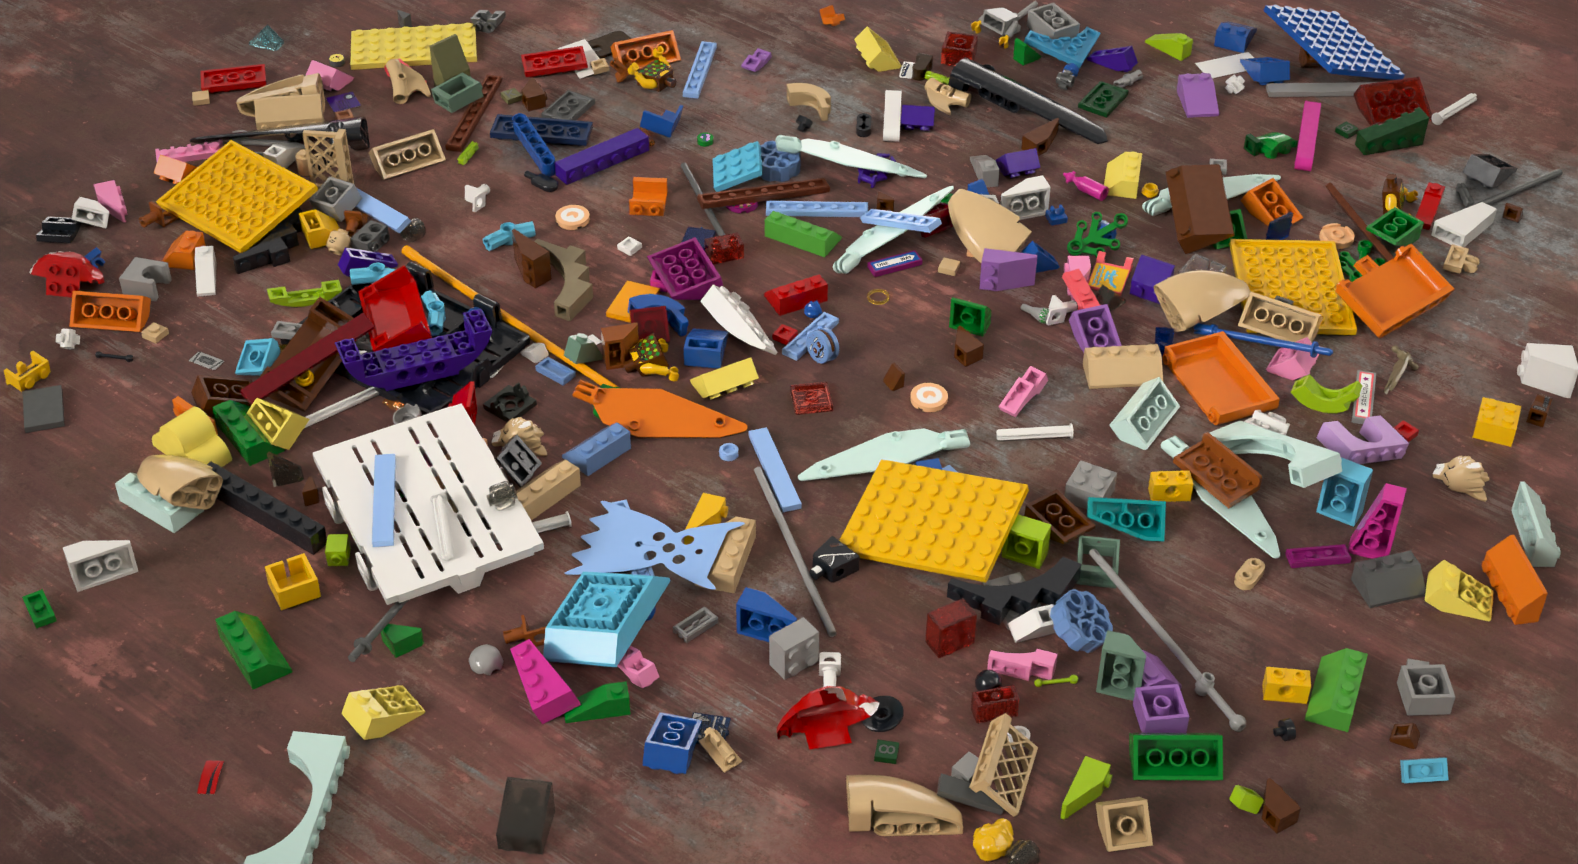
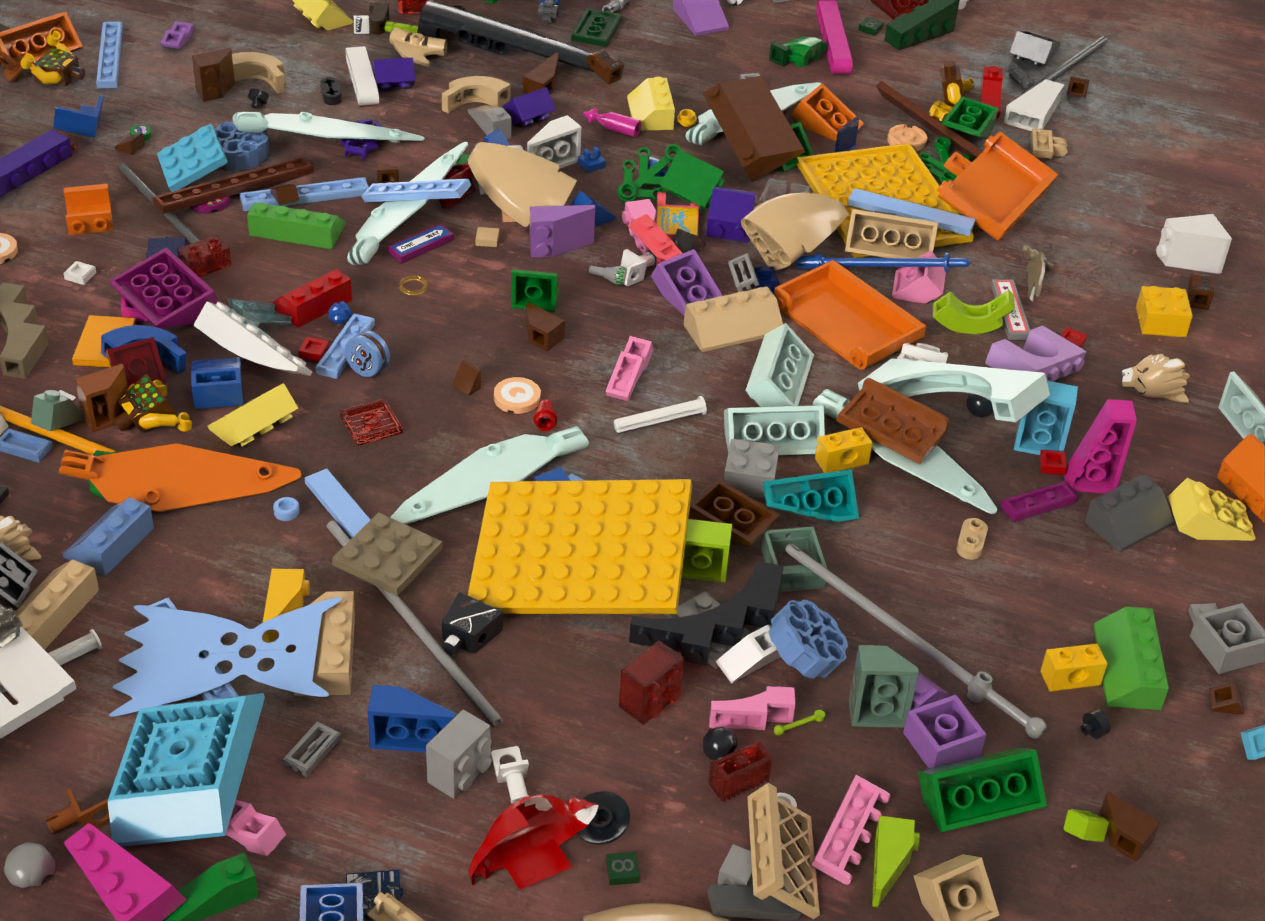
camera: 20 degrees left, 0 degrees up
(695, 147) = (131, 143): none -> reddish brown slope
(751, 298) = (258, 311): none -> clear light blue slope
(774, 98) = (213, 73): none -> reddish brown slope
(790, 498) = (387, 553): none -> dark tan plate
(800, 207) = (285, 194): none -> reddish brown slope
(944, 417) = (545, 416): none -> red cone
(979, 140) = (476, 89): none -> tan arch
(1062, 760) = (848, 828): none -> bright pink hinge
(1095, 134) = (605, 66): none -> reddish brown leg
(1128, 245) = (692, 180): none -> green panel
(1129, 460) = (789, 426): none -> light aqua slope
(1152, 331) = (747, 282): none -> light grey tile
(1309, 301) = (946, 220): none -> light blue tile
(1342, 527) = (1052, 462): none -> red plate
(1372, 214) = (940, 110): none -> yellow plate

